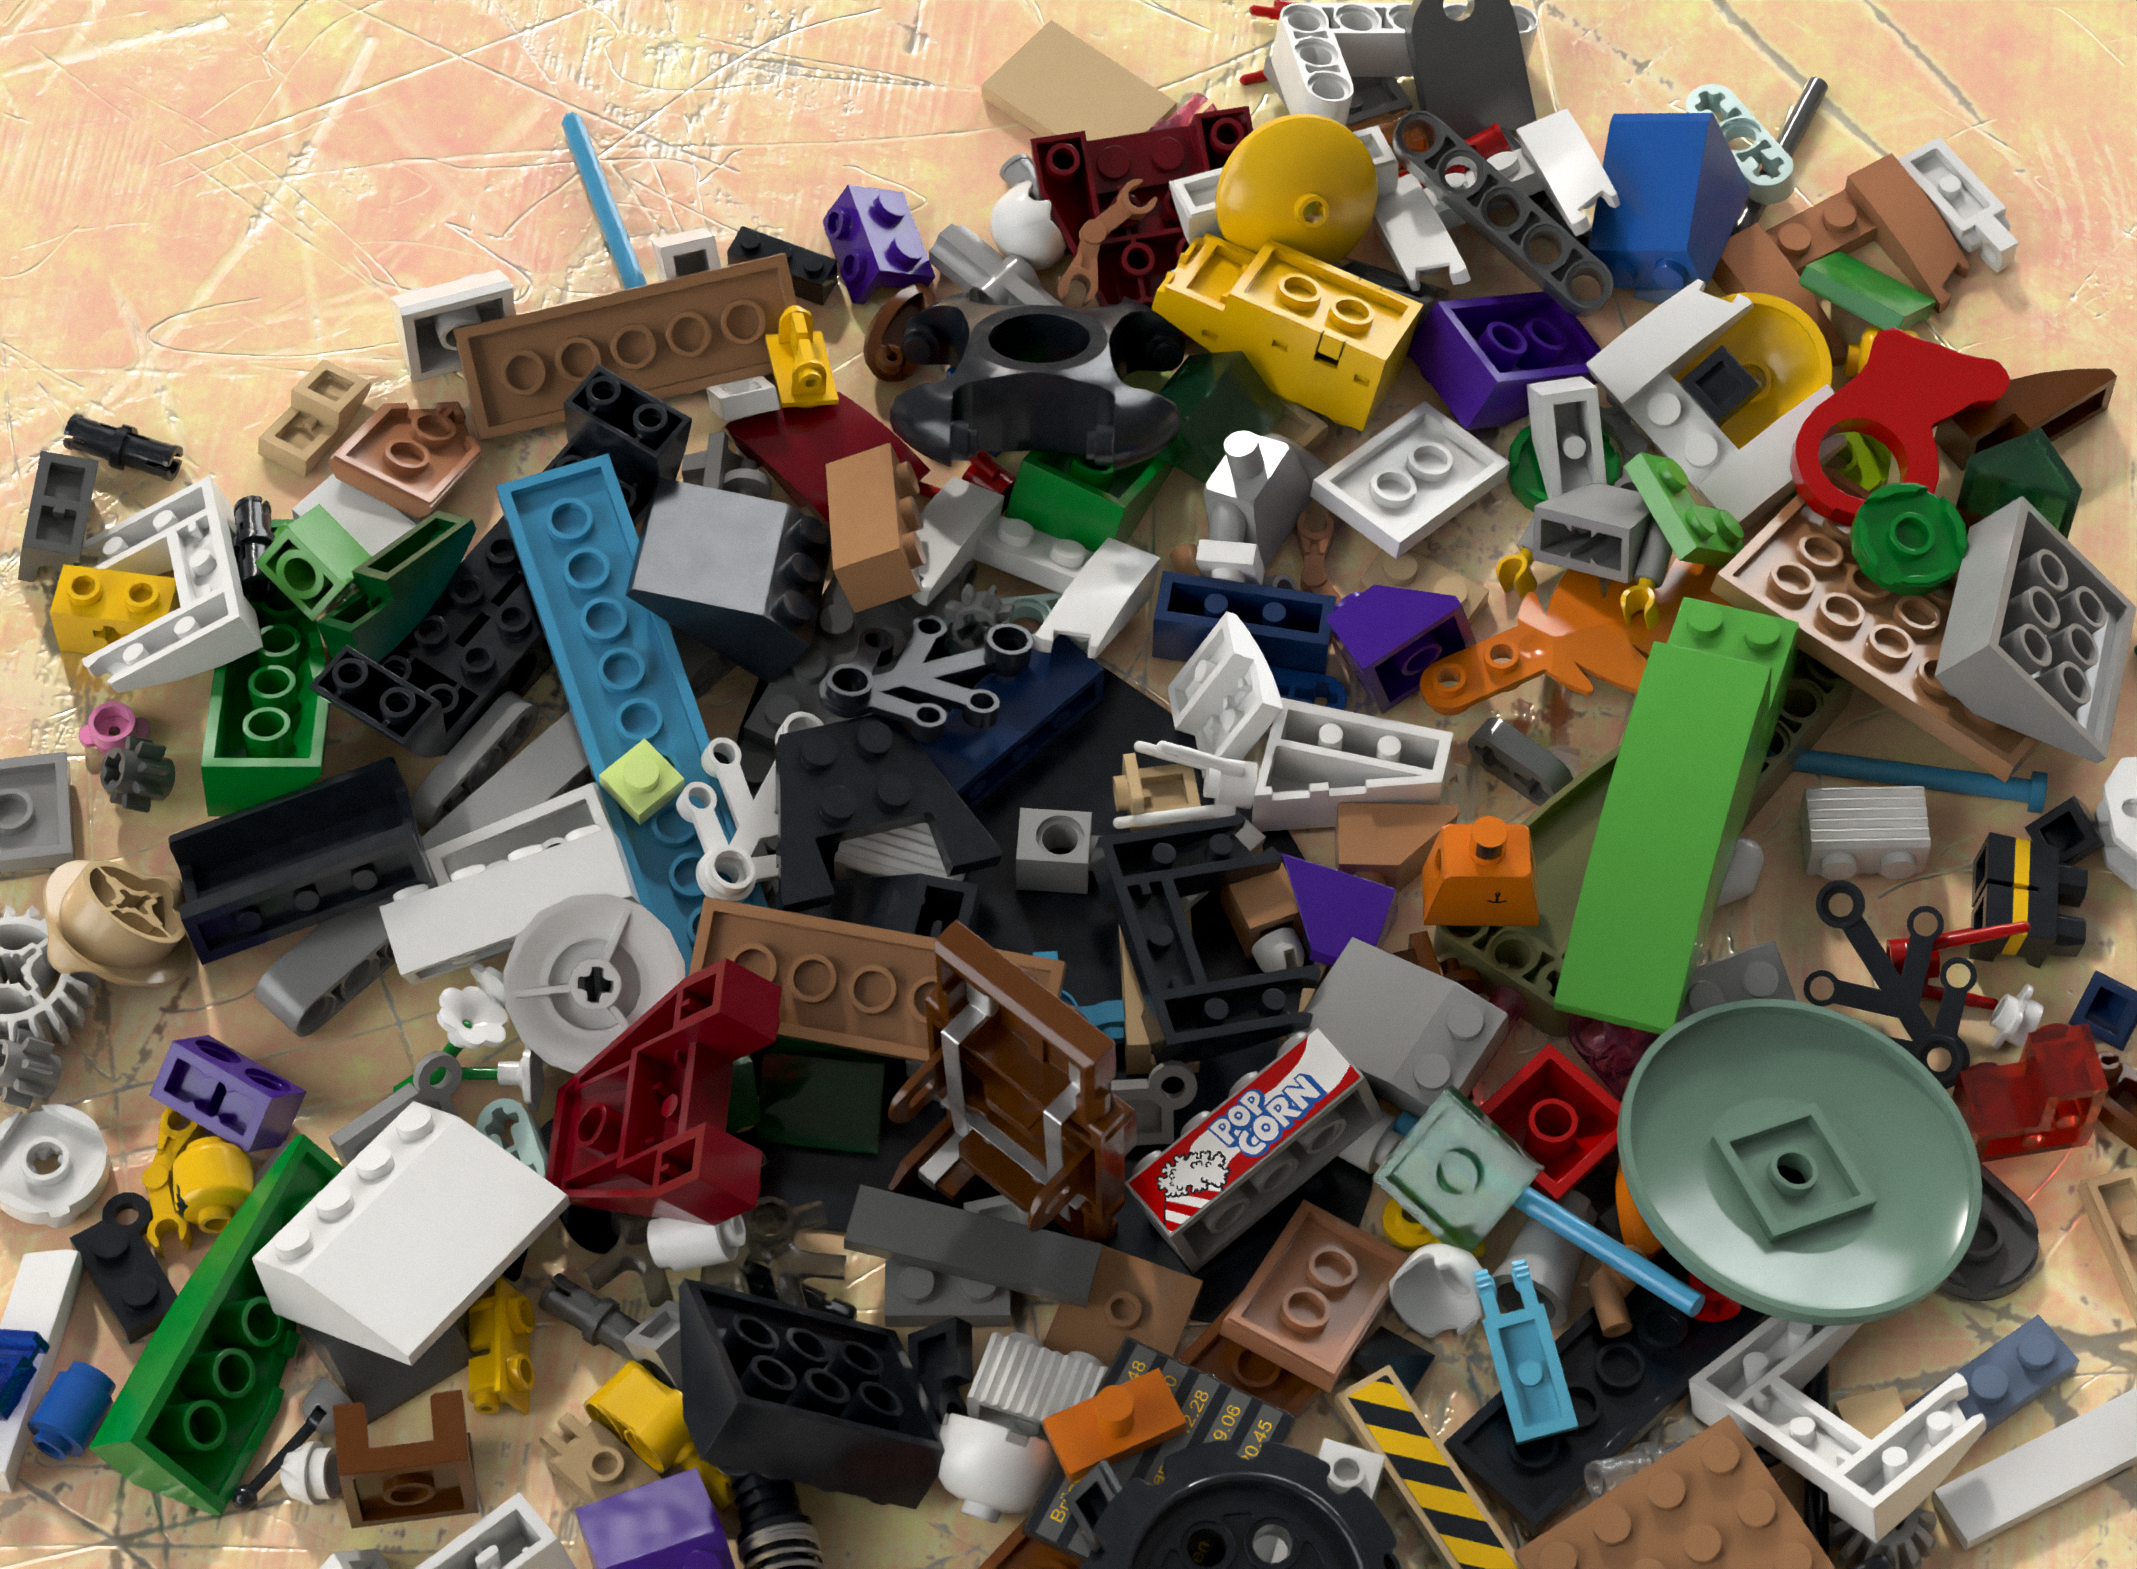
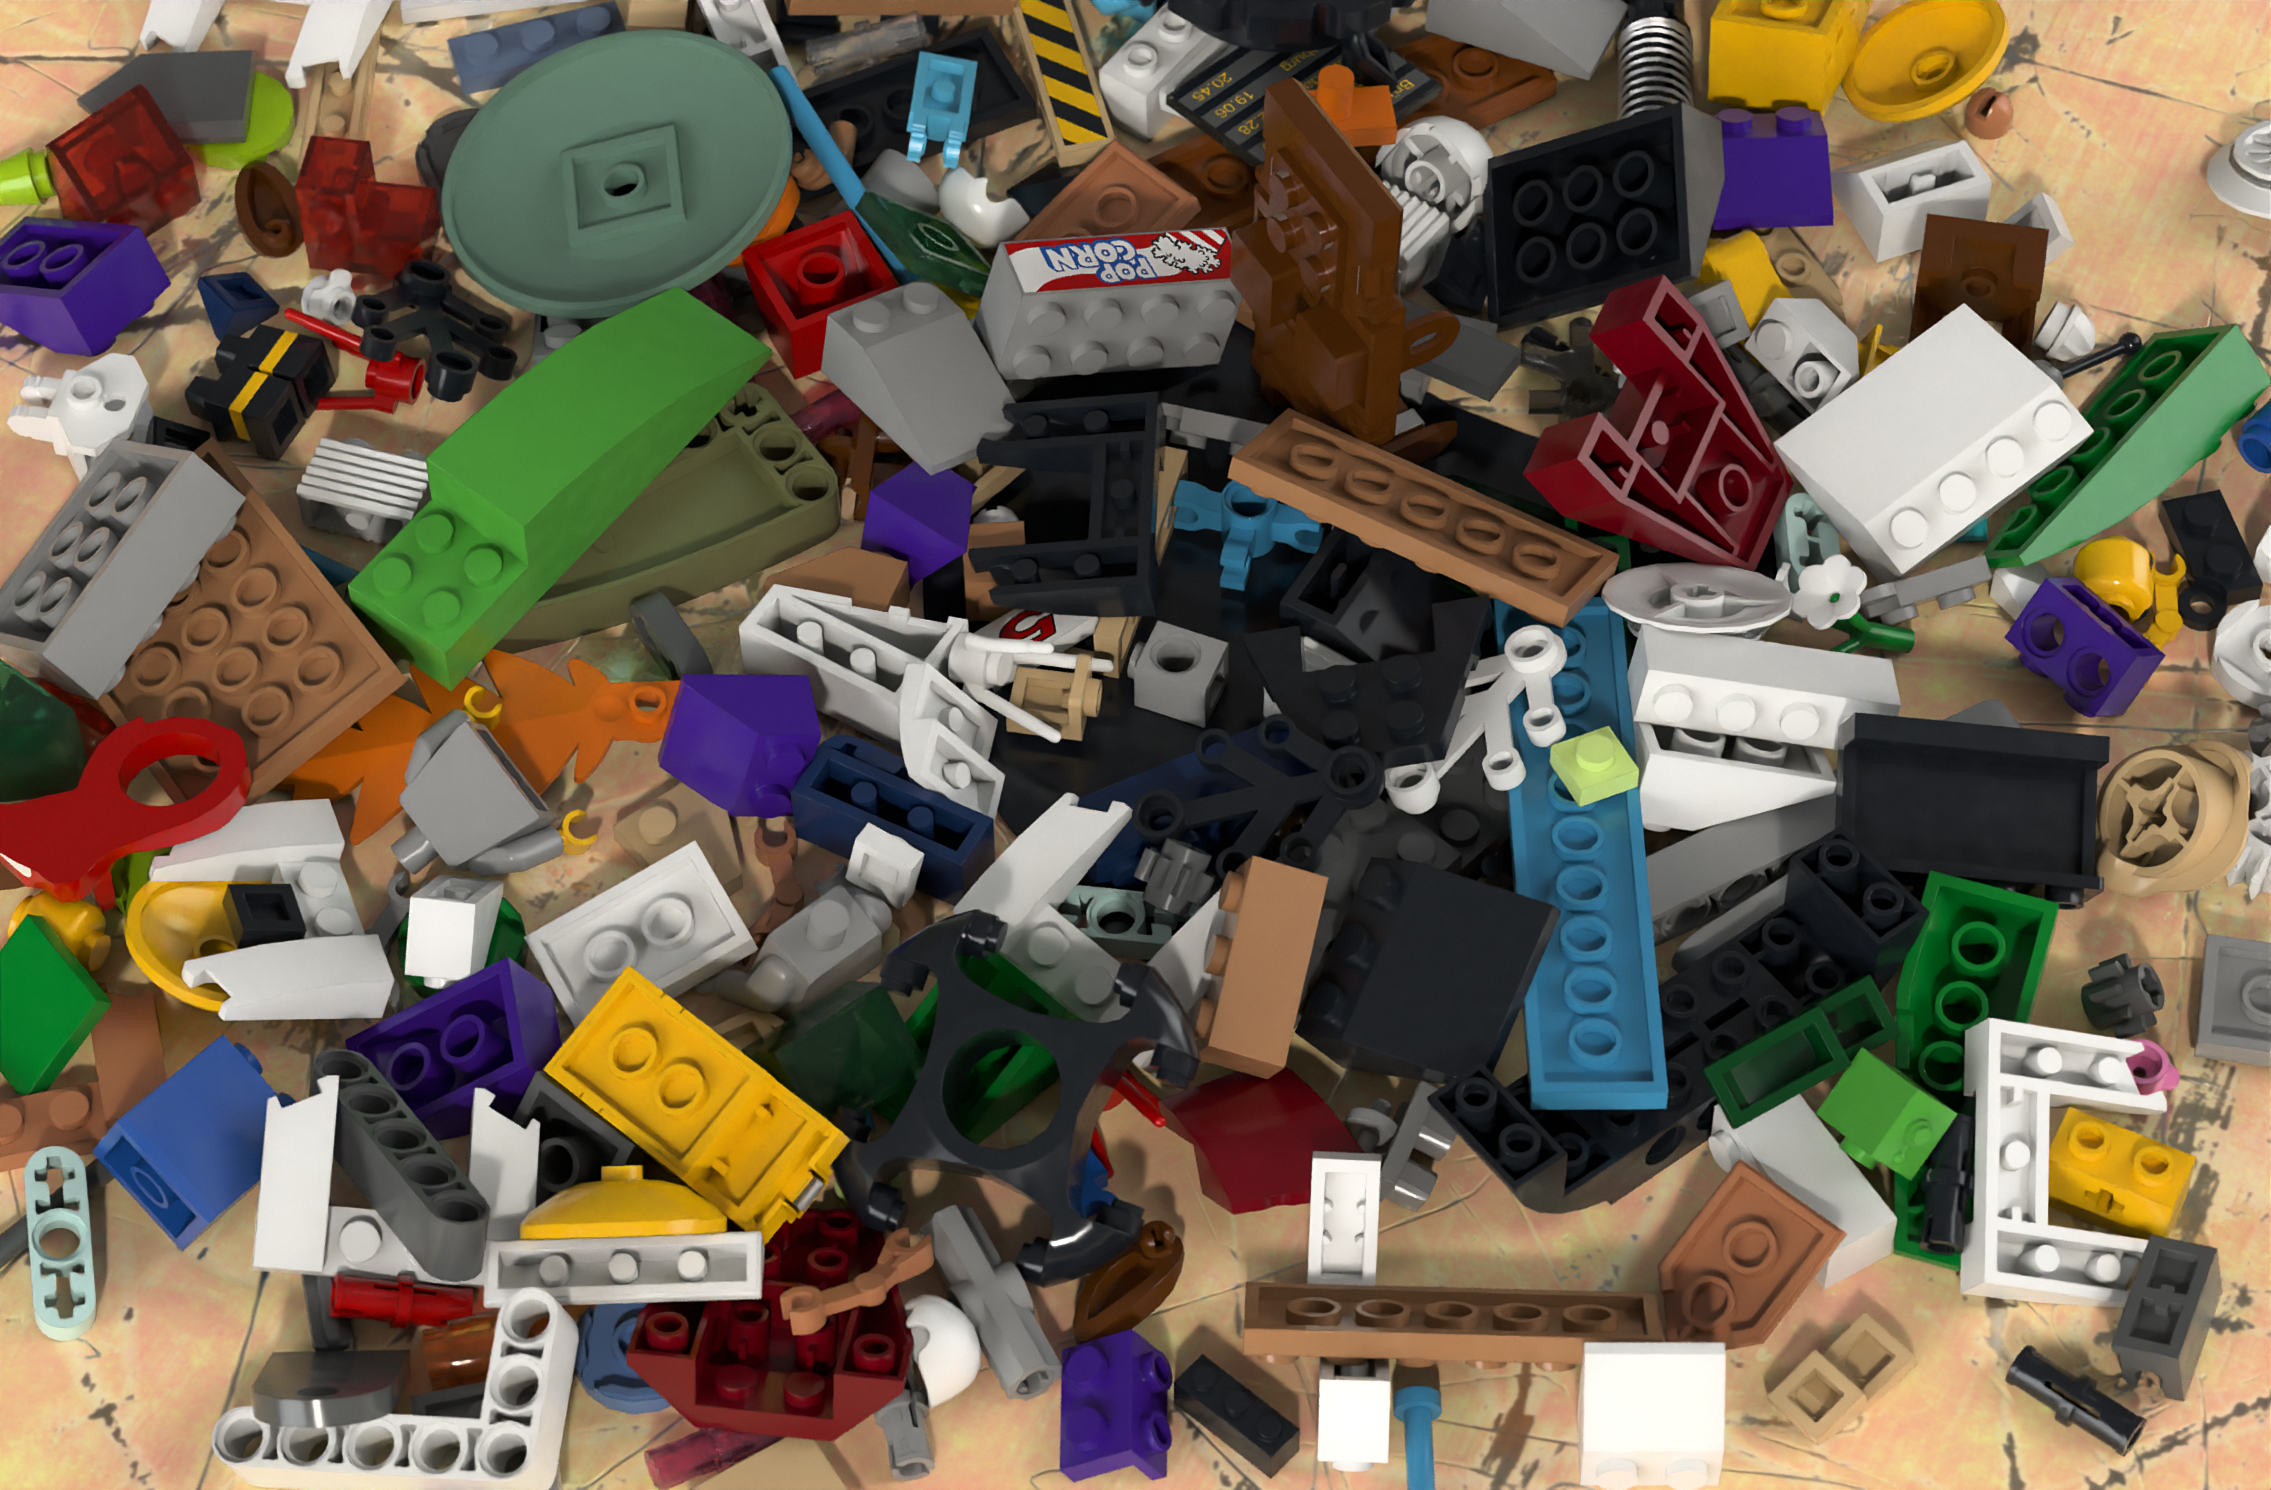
camera: 160 degrees left, 5 degrees down
(556, 1345) = (1806, 350): none -> white slope
(800, 362) = (1266, 1225): yellow hinge -> none
(1481, 876) = (785, 465): orange torso -> none
(1693, 531) = (385, 766): bright green plate -> none
(1908, 539) = (173, 683): green tile -> none

